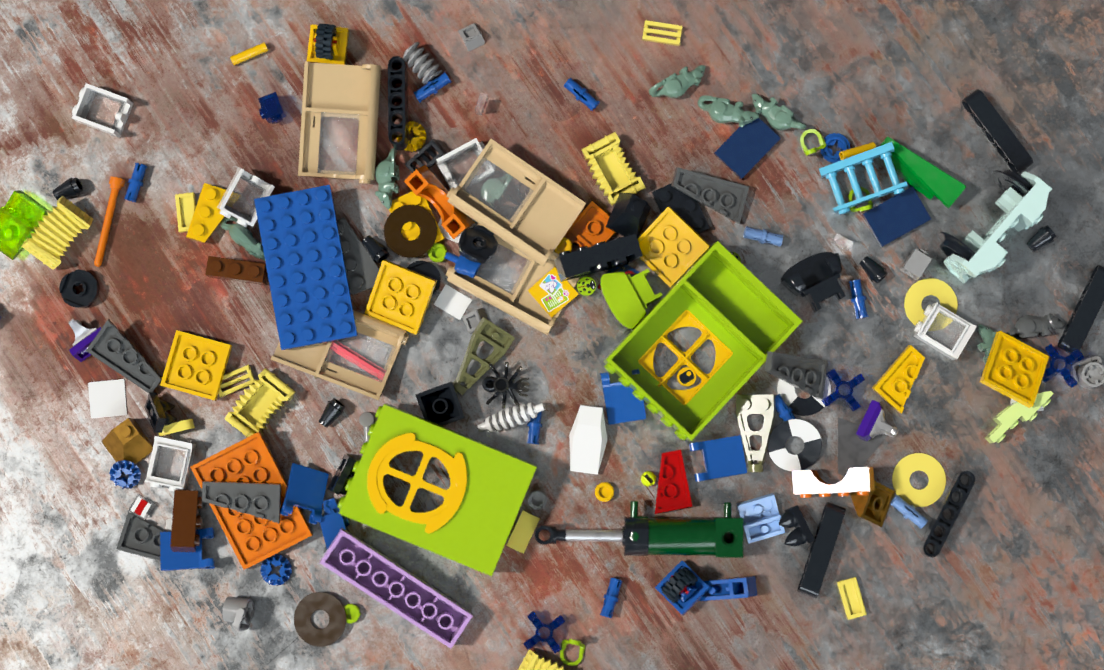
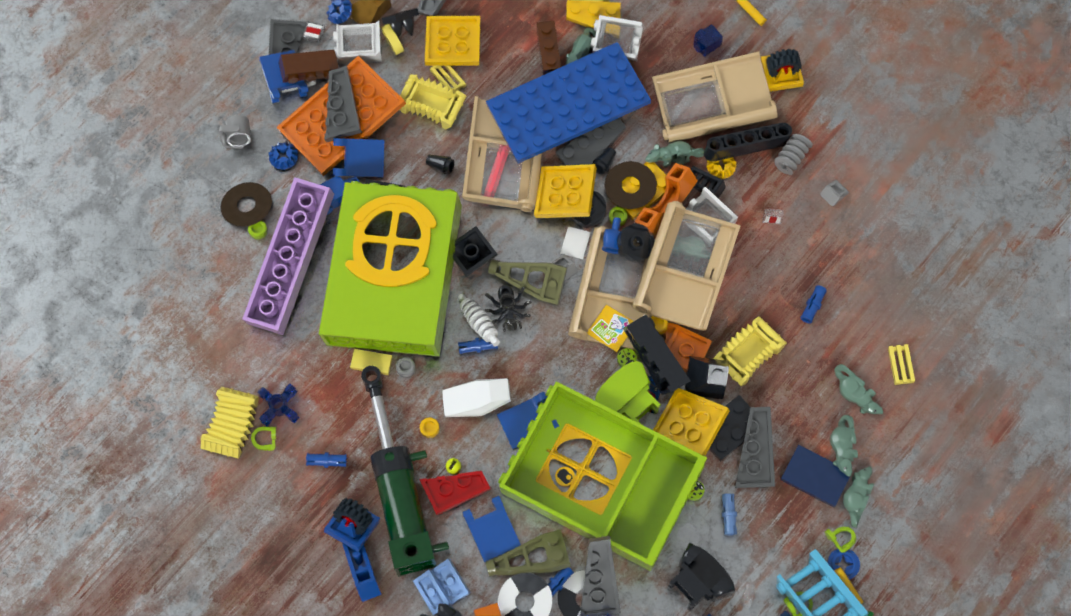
camera: 75 degrees right, 15 degrees down
(432, 87) = (773, 169): blue pin -> none

